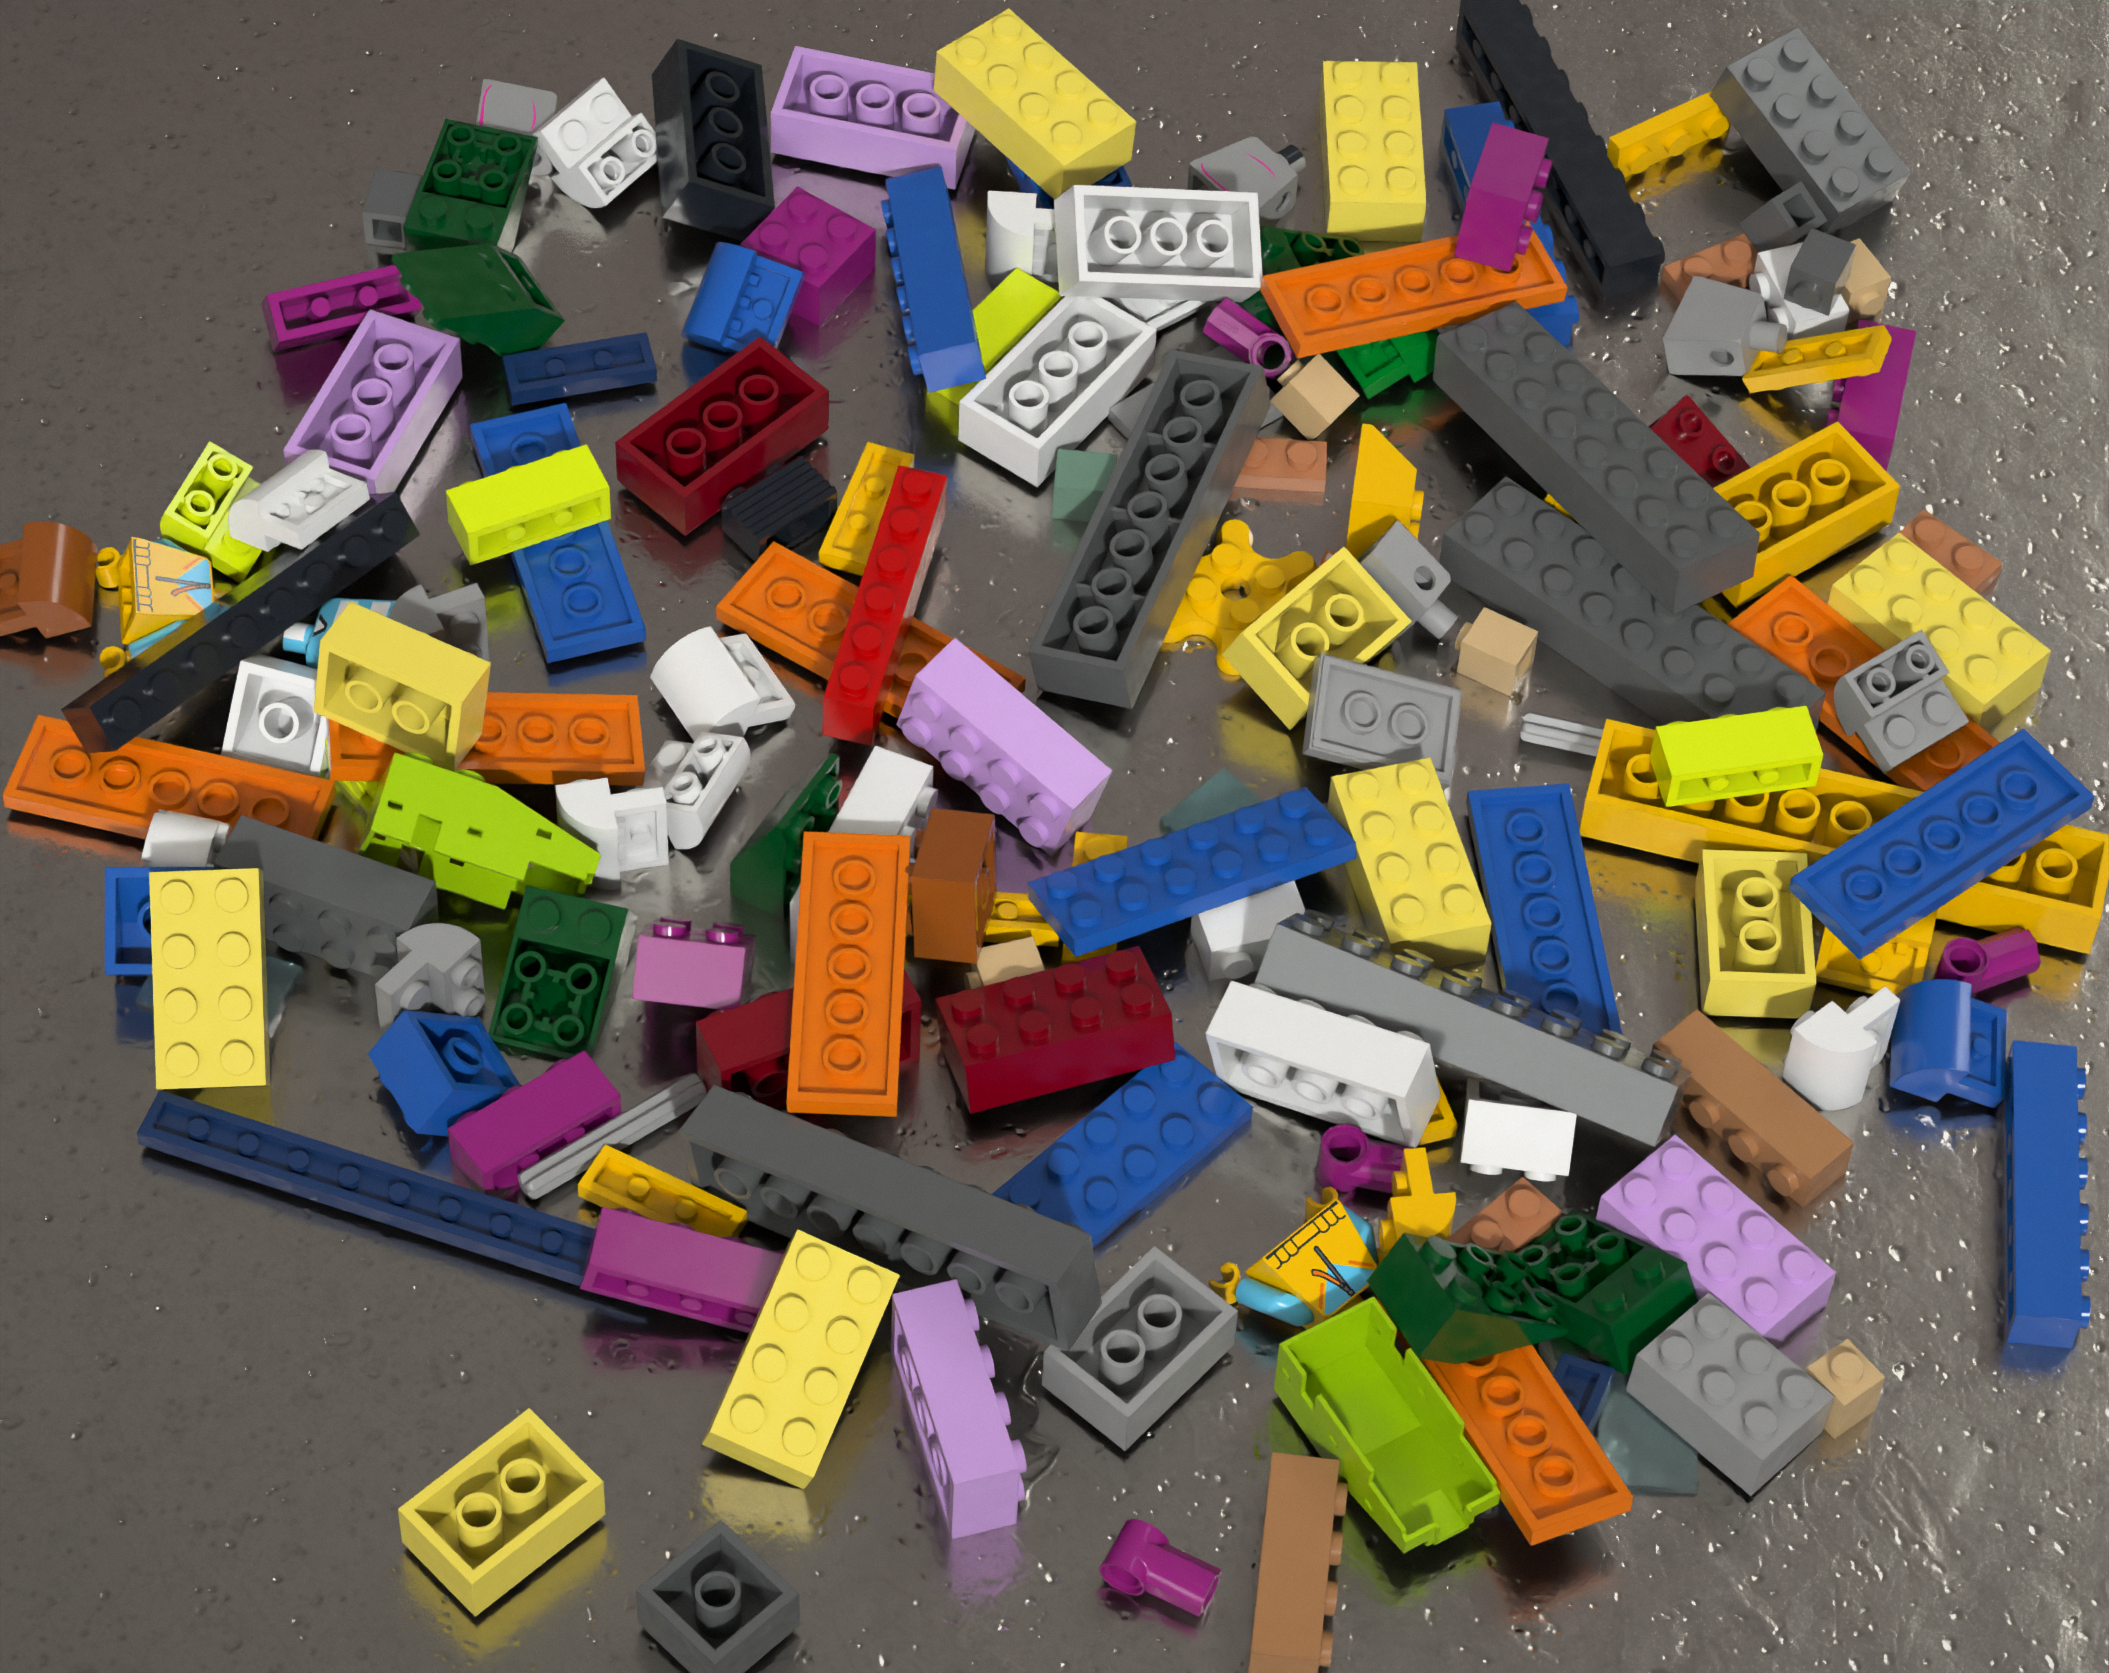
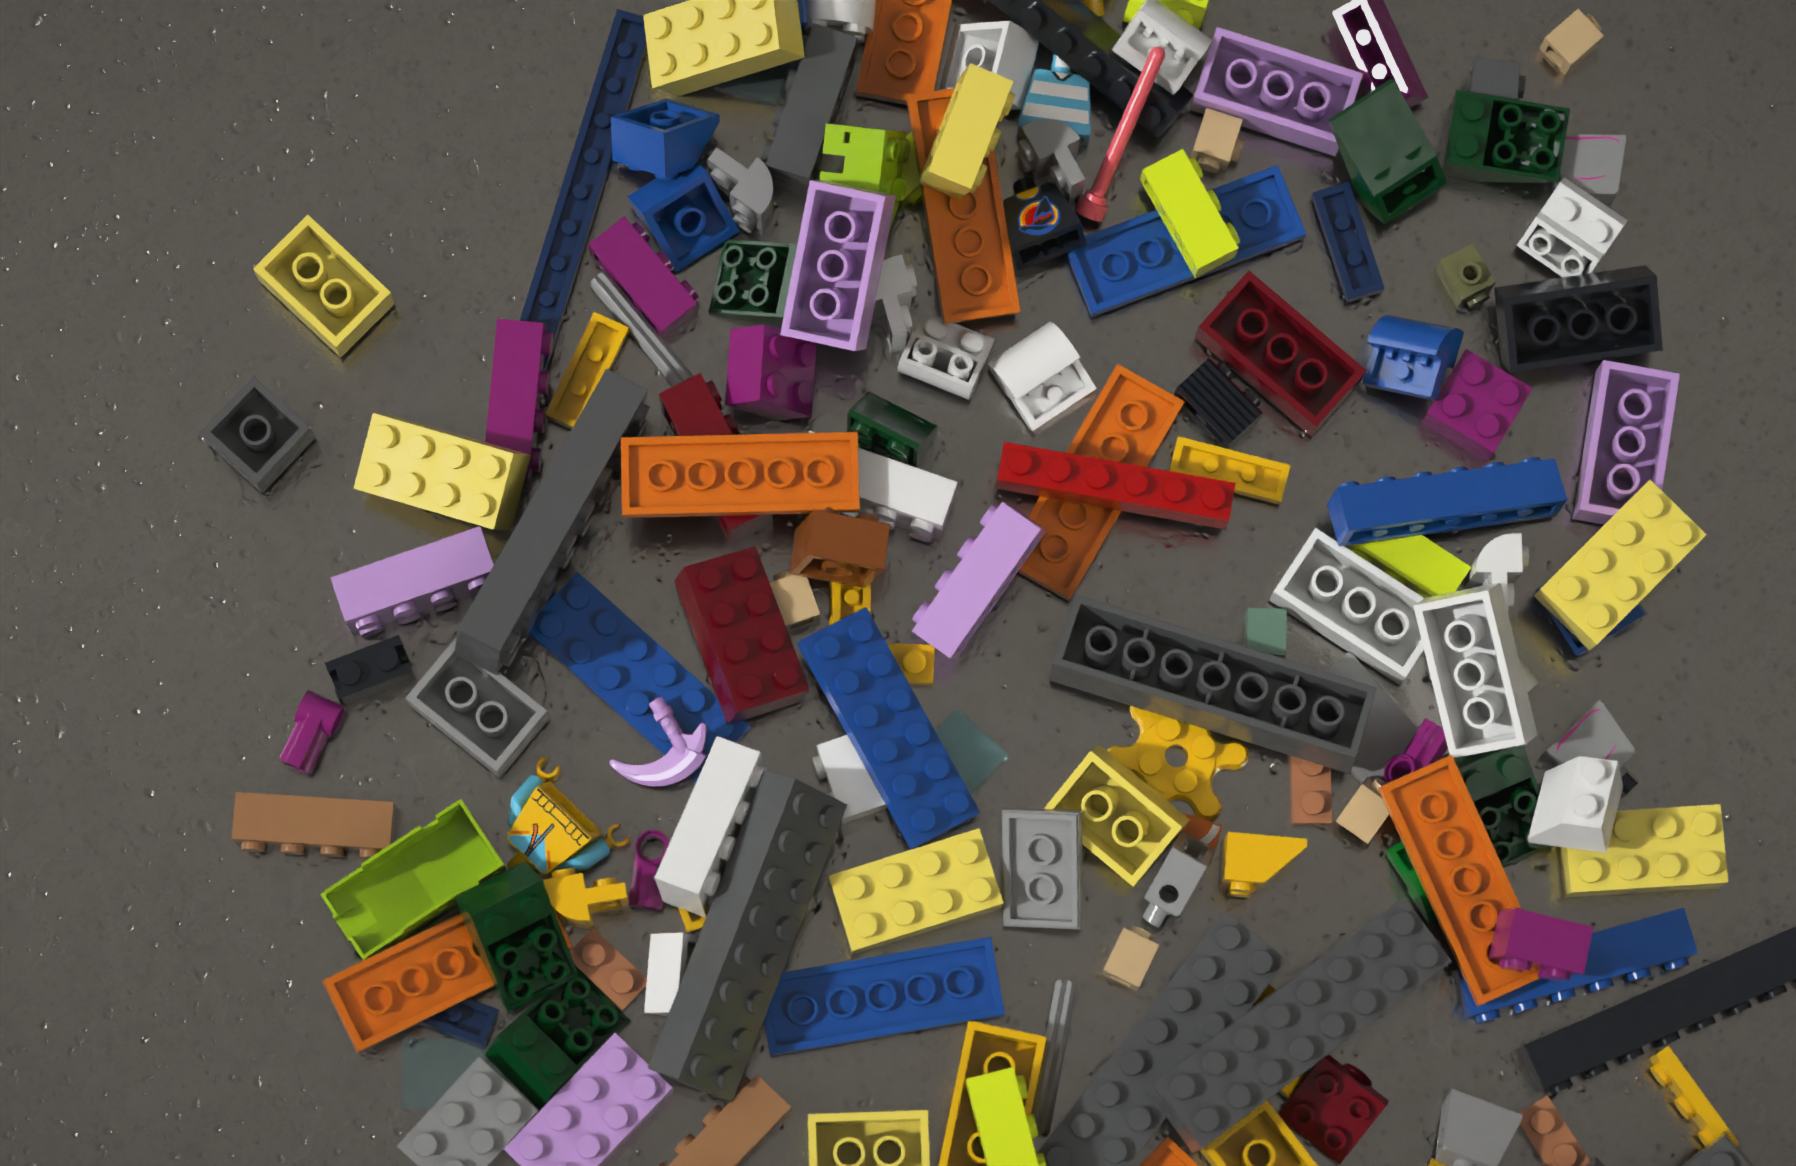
camera: 85 degrees right, 25 degrees up
(340, 1077) = (662, 137): none -> blue slope
(350, 131) = (1572, 41): none -> tan brick
(422, 483) = (1217, 141): none -> tan brick
(498, 617) = (1093, 202): none -> coral piece
(524, 654) = (1040, 223): none -> black torso
(572, 829) = (837, 265): none -> lavender brick
(640, 255) = (1466, 277): none -> olive brick
(1075, 1484) = (370, 670): none -> black brick
(1227, 1118) = (678, 763): none -> lavender piece
(1324, 174) = (1578, 805): none -> white slope

